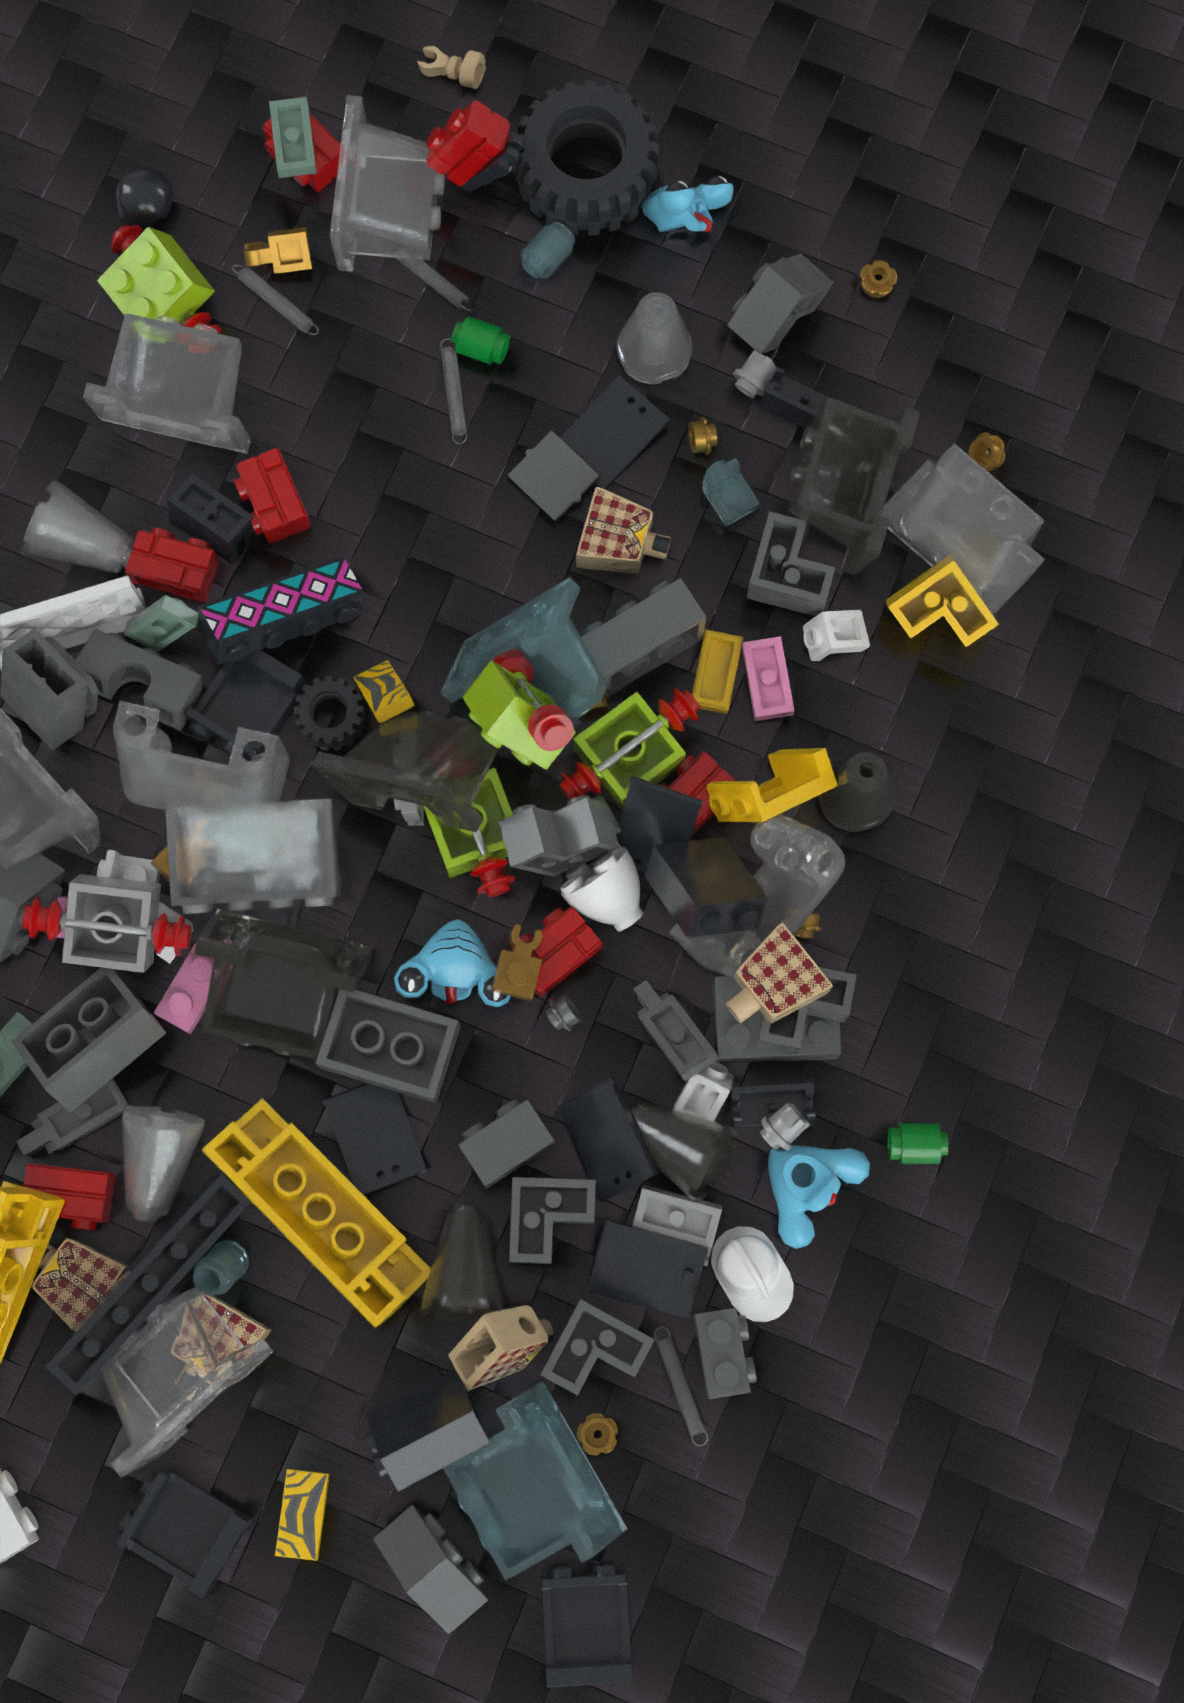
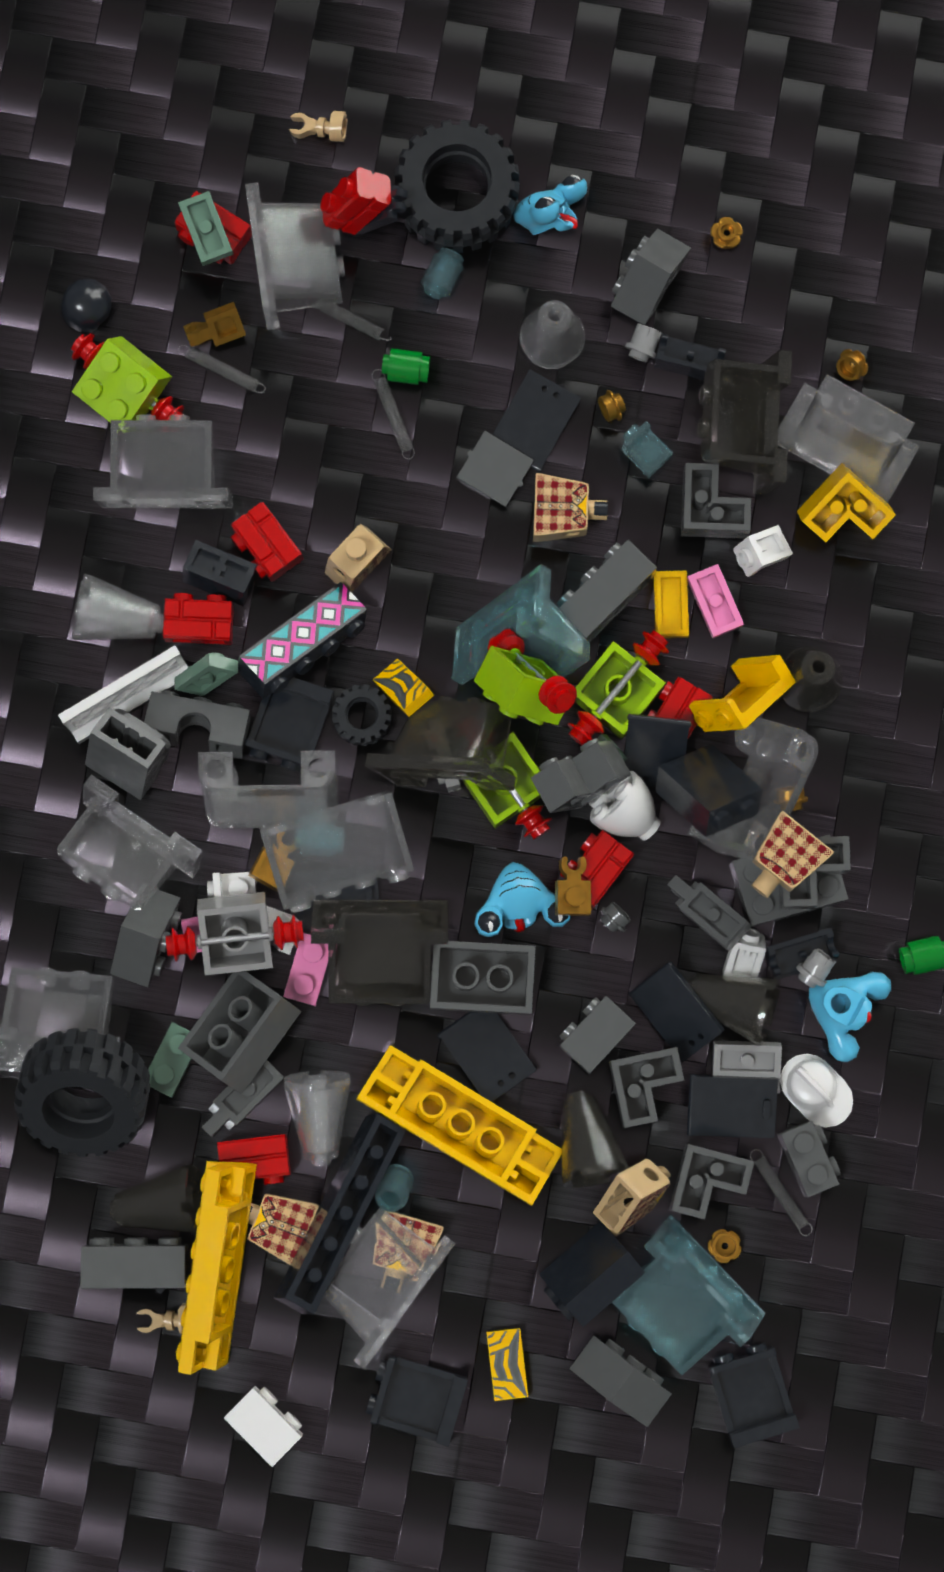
camera: 15 degrees left, 5 degrees up
(369, 534) = (356, 557): none -> tan torso

